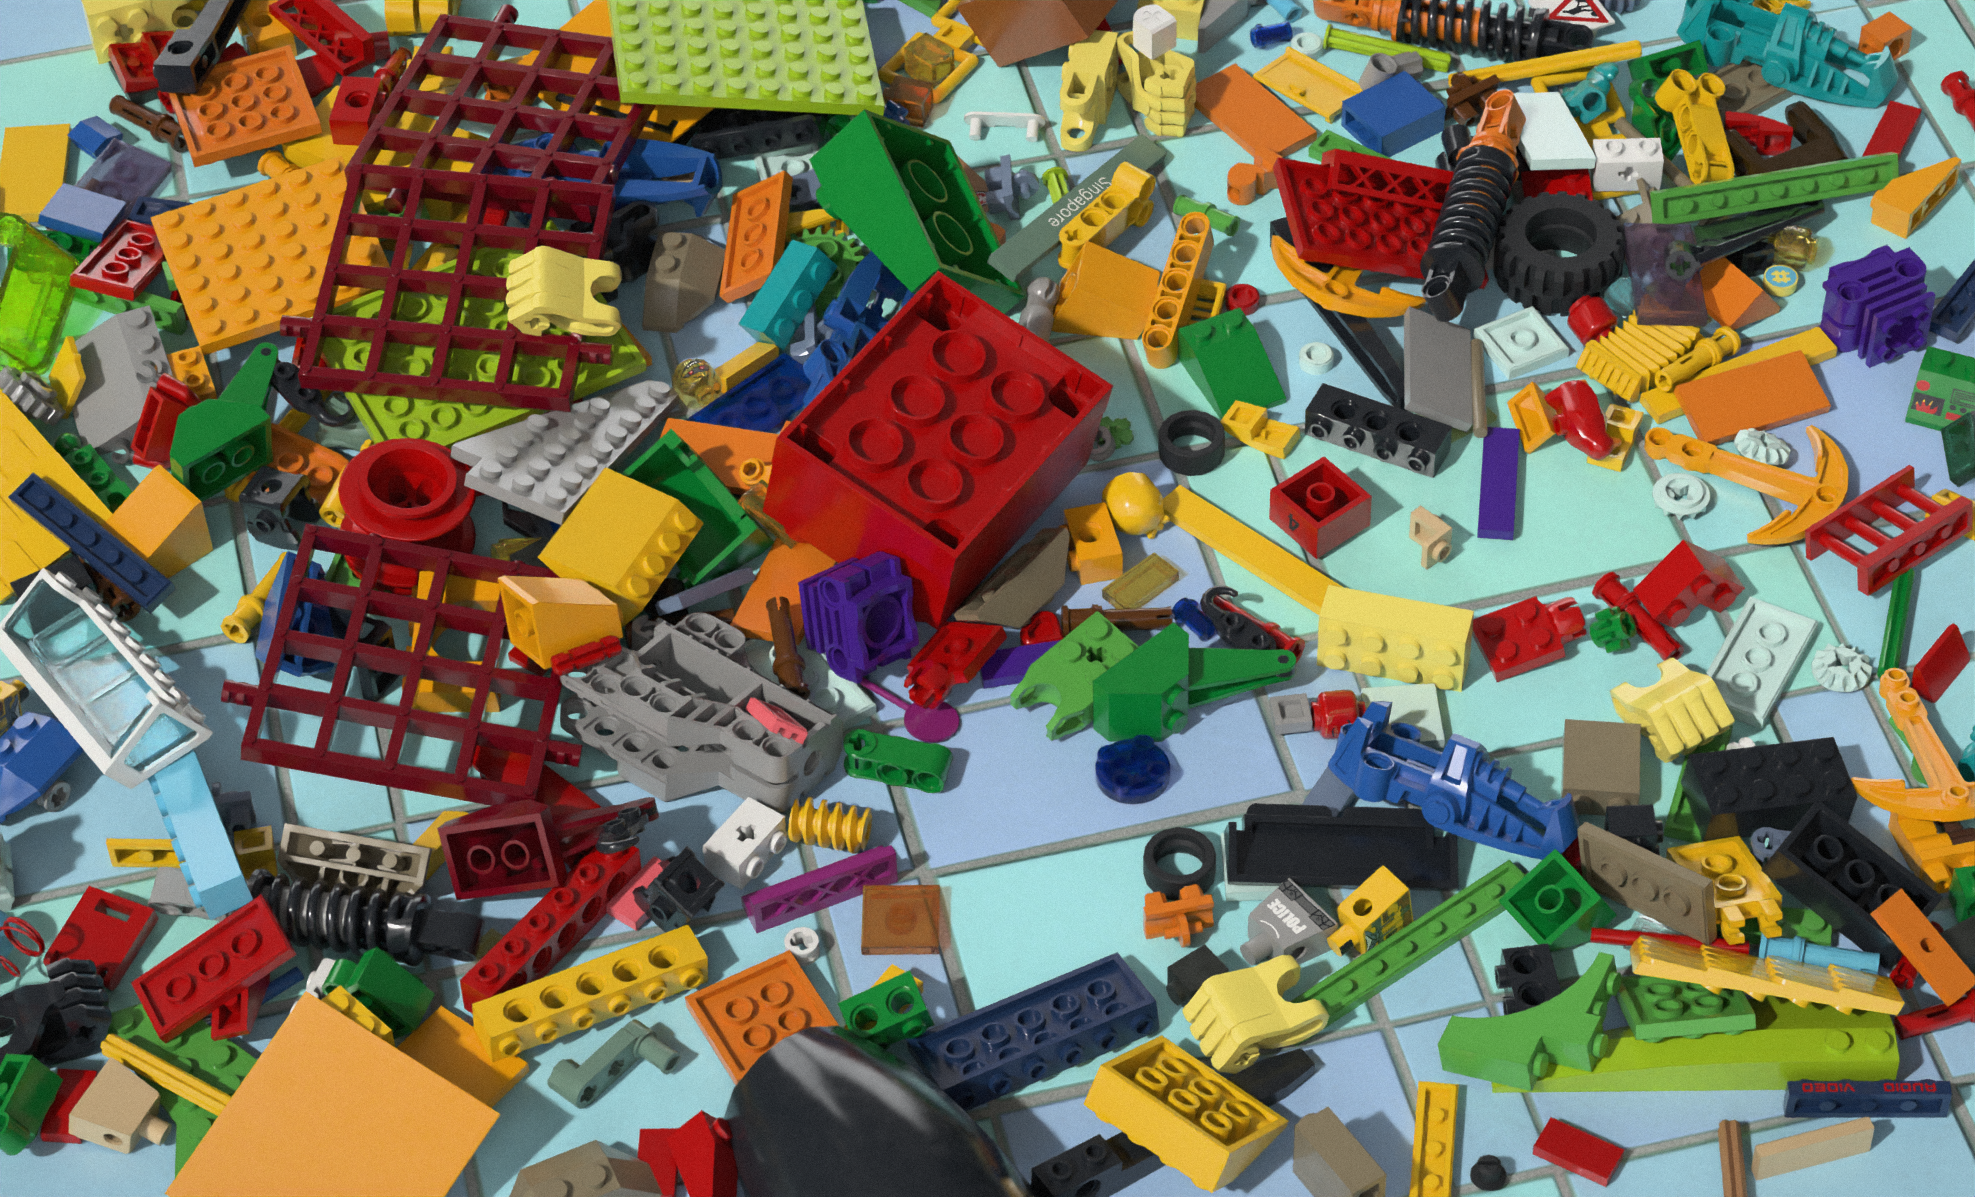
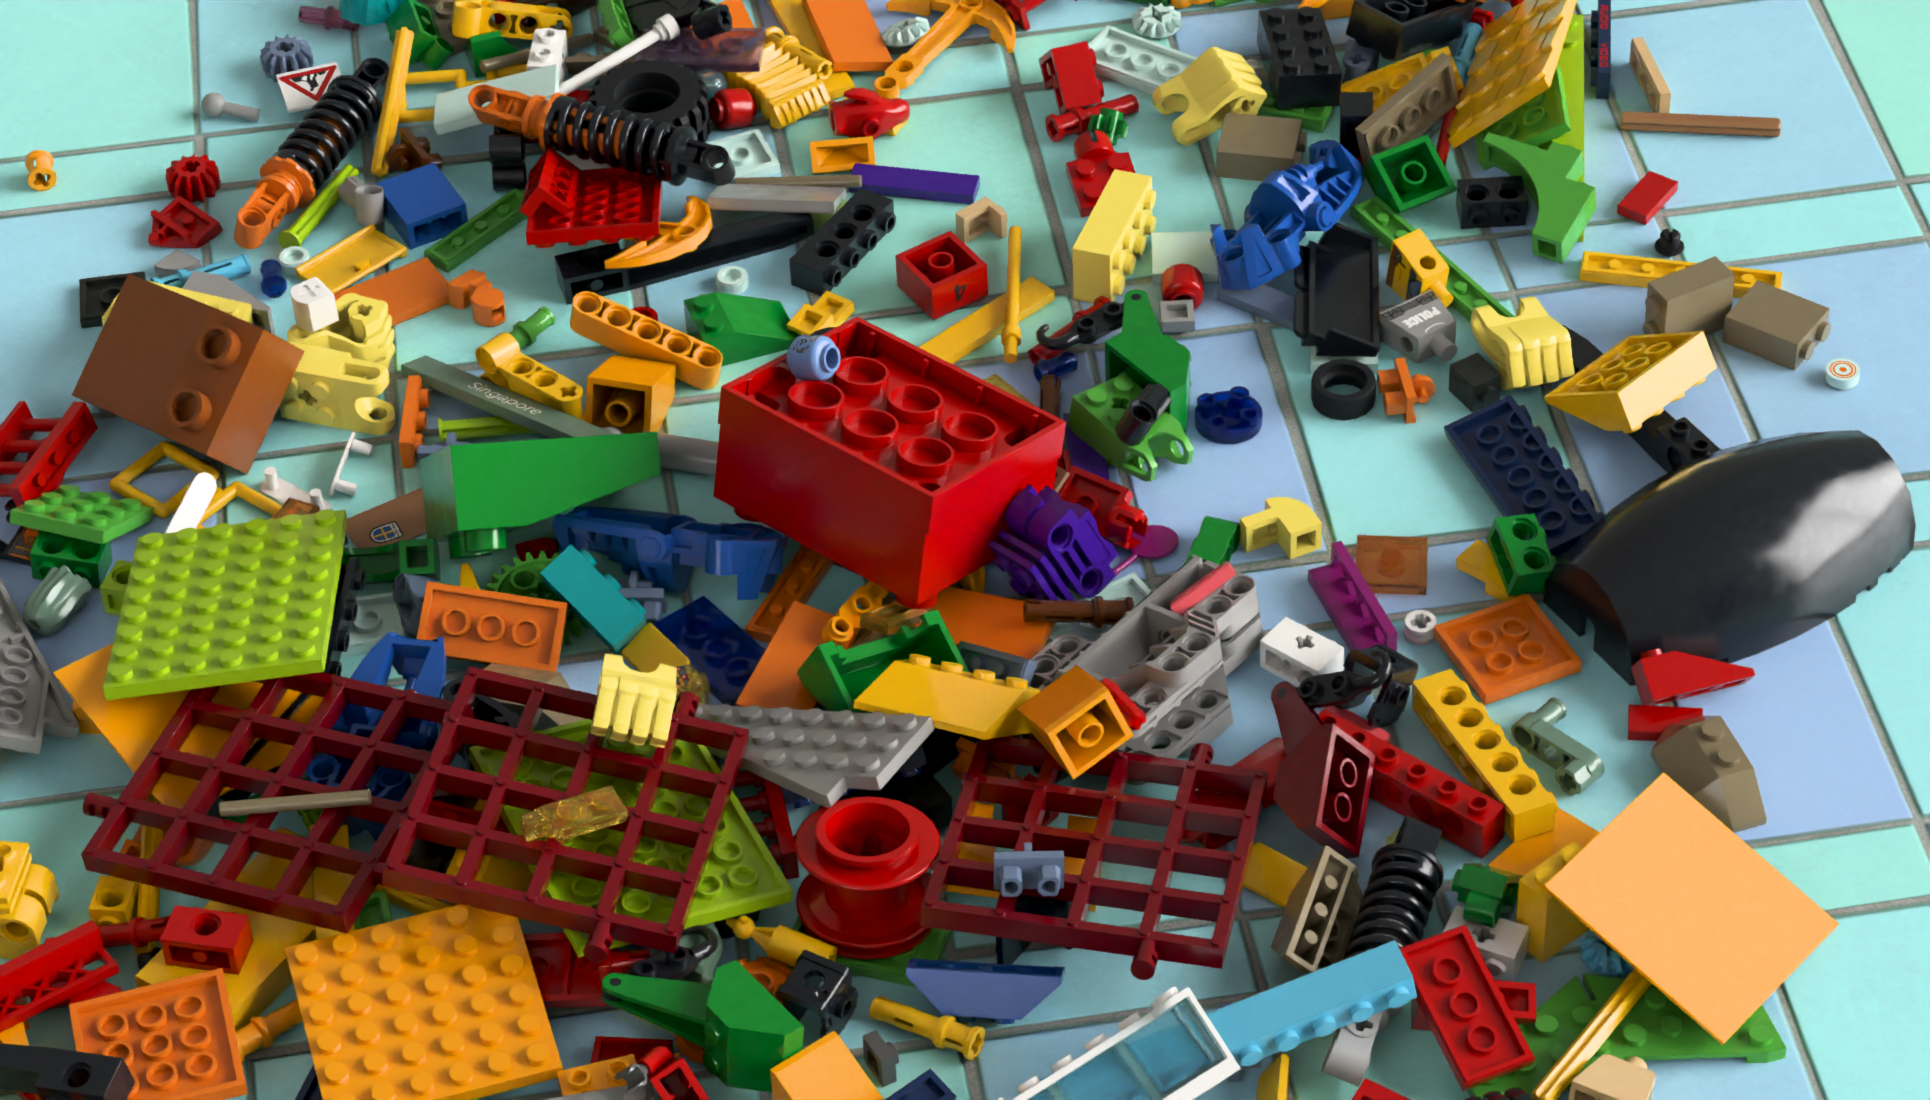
camera: 85 degrees left, 5 degrees down
(220, 565) = (880, 1058): none -> dark grey plate
(332, 603) = (1028, 871): none -> sand blue hips
(427, 280) = (575, 816): none -> clear yellow hinge
(474, 118) = (295, 803): none -> dark tan bar
(830, 826) = (1289, 591): yellow piece -> none
(912, 27) = (194, 503): none -> white piece
(929, 59) = (235, 506): clear yellow brick -> none
(947, 821) = (1285, 522): none -> light yellow brick
(967, 101) = (282, 490): none -> white piece
(1006, 340) = (813, 357): none -> medium blue head
(1063, 152) = (413, 420): none -> orange tile
(1067, 666) = (1142, 414): none -> black piece
(1234, 574) = (1011, 332): none -> yellow bar
(1590, 95) = (440, 73): teal animal -> none
(1669, 229) = (664, 29): none -> white piece
(1677, 485) = (950, 76): light aqua gear -> none

